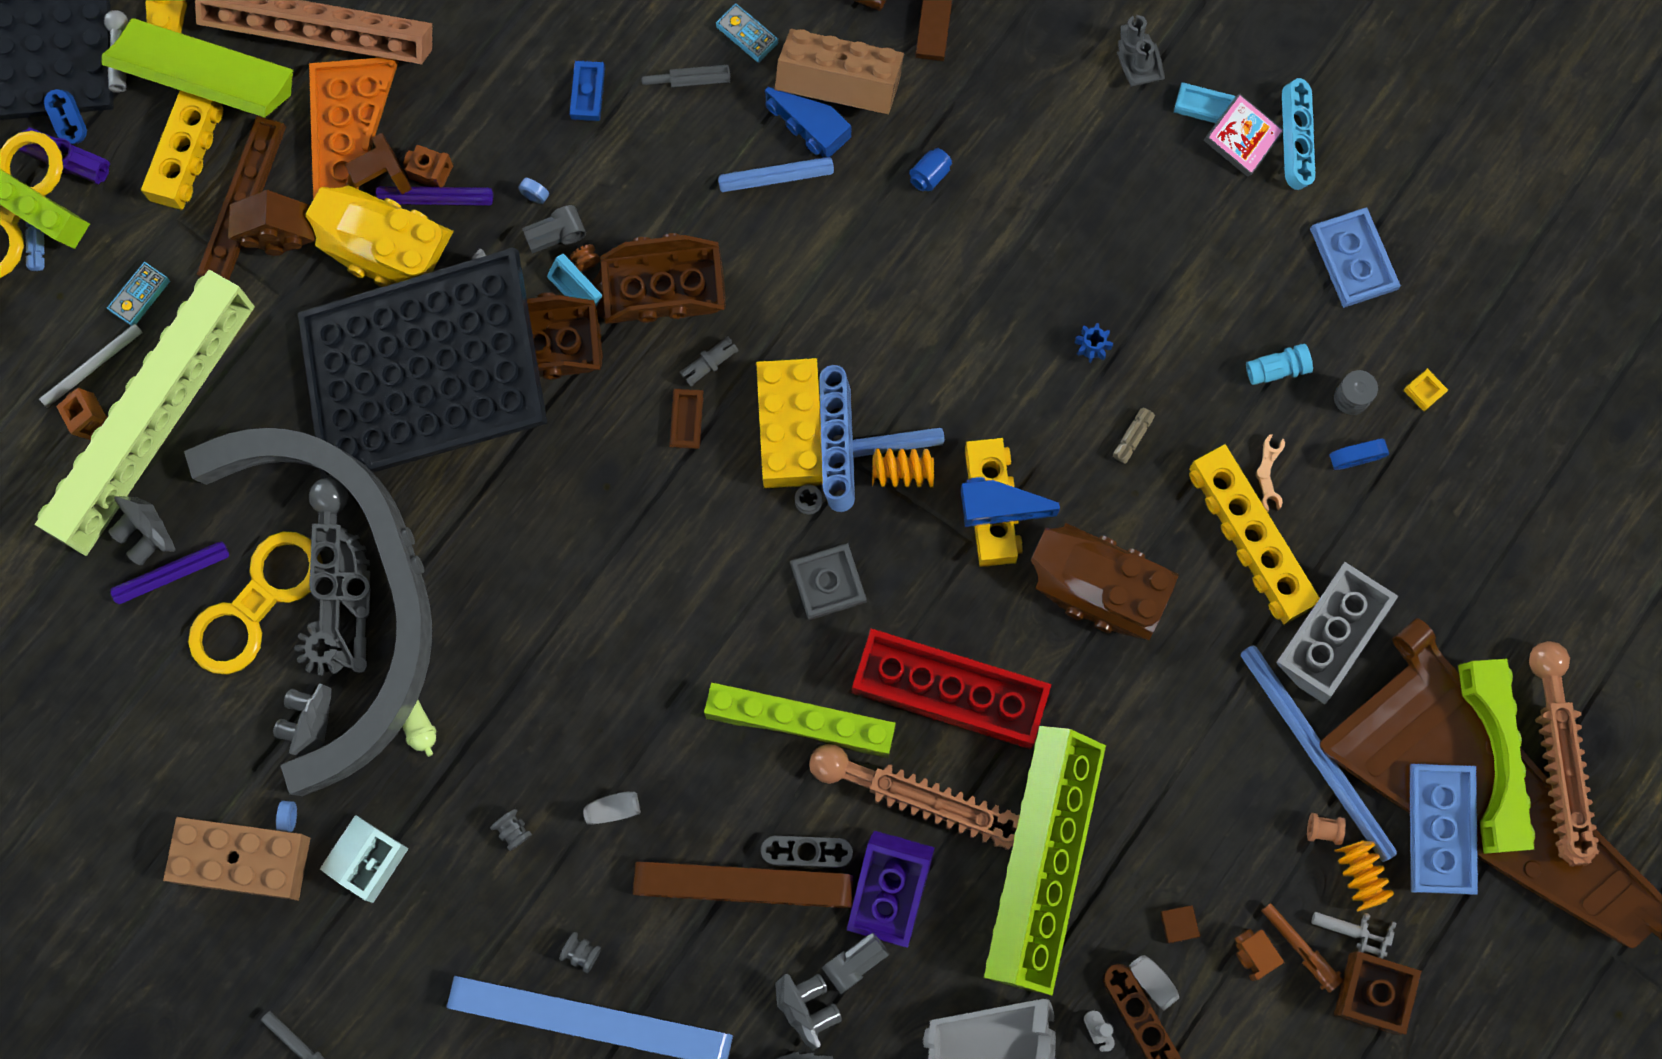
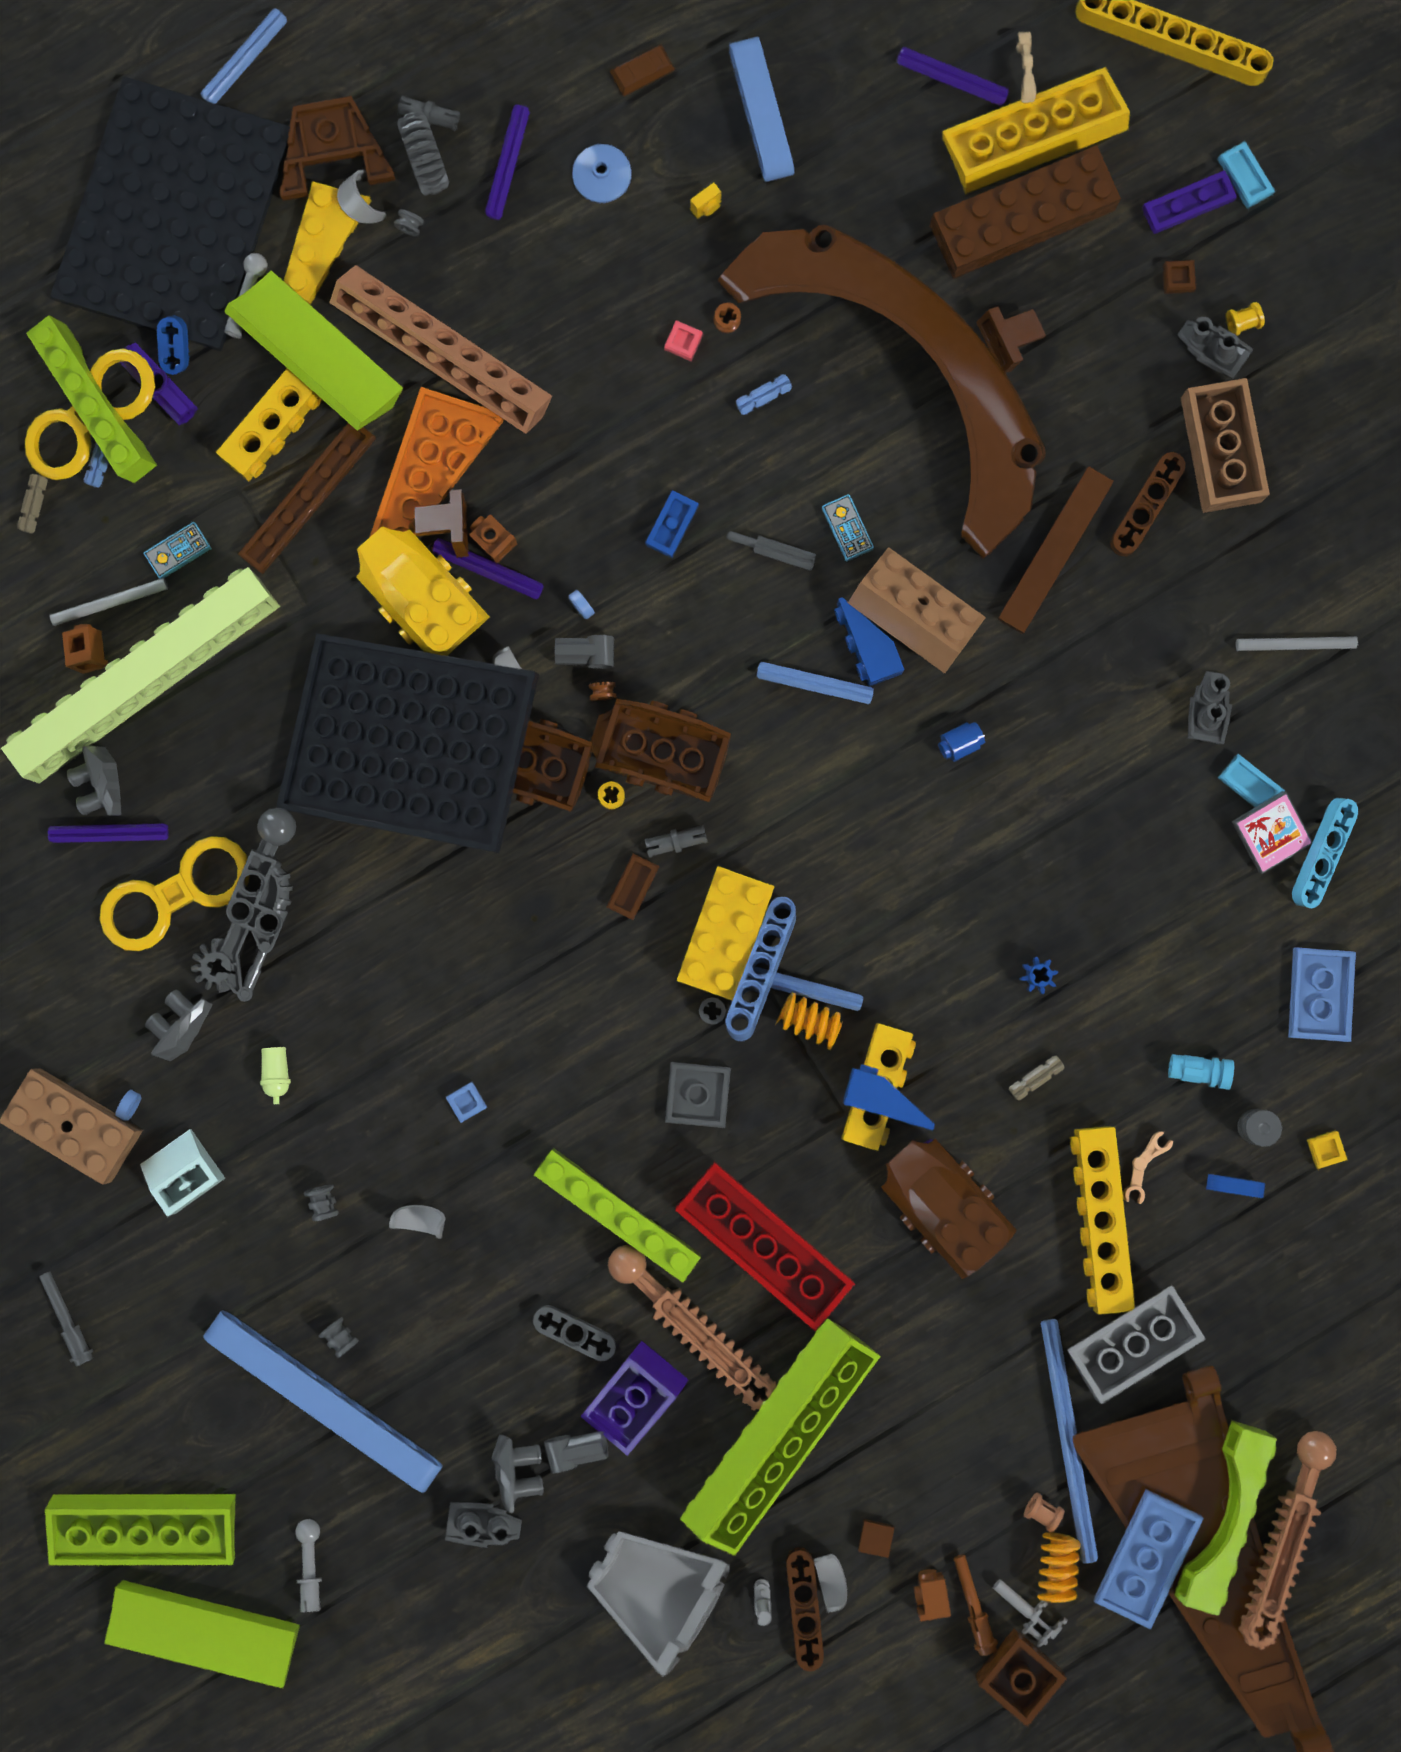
camera: 20 degrees right, 10 degrees up
(270, 223) = (322, 541): reddish brown brick -> none
(404, 572) = (315, 918): dark grey arch -> none
(571, 280) = (581, 713): medium azure tile -> none
(612, 679) = (466, 1102): none -> medium blue tile
(629, 337) = (601, 795): none -> yellow bush
(743, 884) = (506, 1339): reddish brown beam -> none

